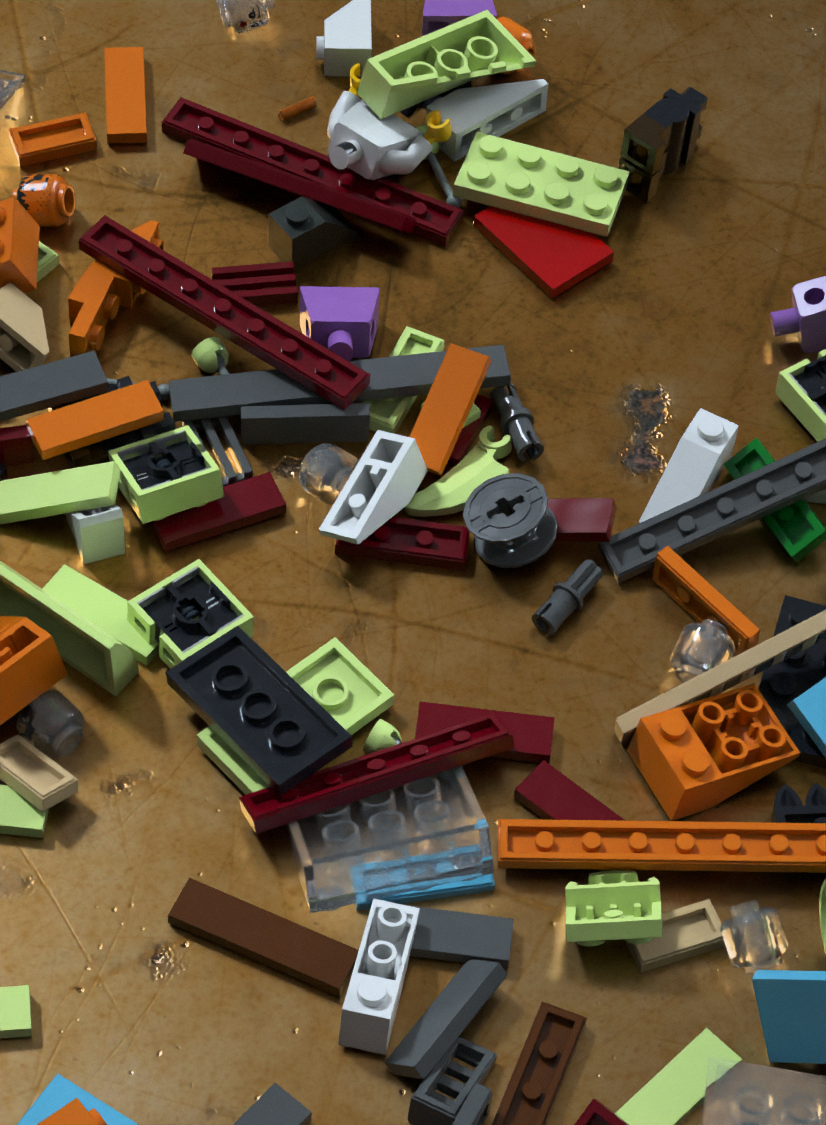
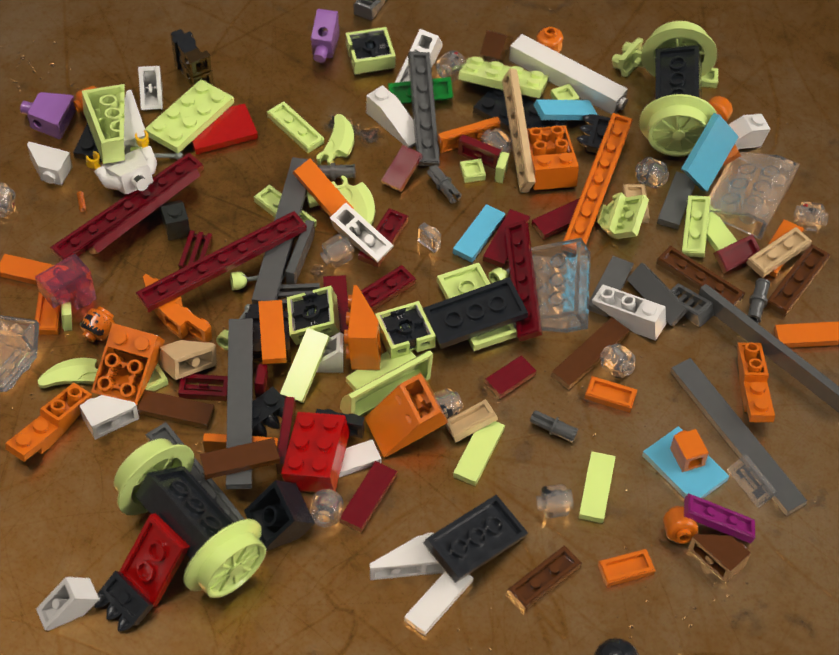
camera: 70 degrees left, 0 degrees up
(50, 157) = (66, 315): none -> yellowish green tile
(66, 911) = (553, 425): none -> dark grey axle
(96, 125) = (66, 282): none -> clear pink brick
(145, 543) = (362, 335): none -> orange slope
(158, 816) = (510, 376): none -> dark red tile
(179, 994) = (610, 394): none -> orange tile
(251, 980) = (617, 360): none -> clear head
(279, 570) = (388, 287): none -> dark red tile
(340, 318) = (243, 217): medium lavender torso -> none
(424, 605) = (429, 237): none -> clear plate
(475, 684) = (479, 233): none -> medium azure tile
(510, 520) = (386, 187): dark grey piece -> none
(576, 115) = (150, 87): none -> white slope
(596, 415) = (340, 142): none -> yellowish green piece
(600, 342) = (295, 127): none -> yellowish green tile
(628, 637) = (472, 170): none -> yellowish green tile
(648, 677) = (501, 167): none -> yellowish green tile
(655, 1053) = (696, 226): none -> yellowish green tile
(670, 631) = (476, 149): none -> dark red tile
(699, 1005) = (676, 201): none -> dark grey tile

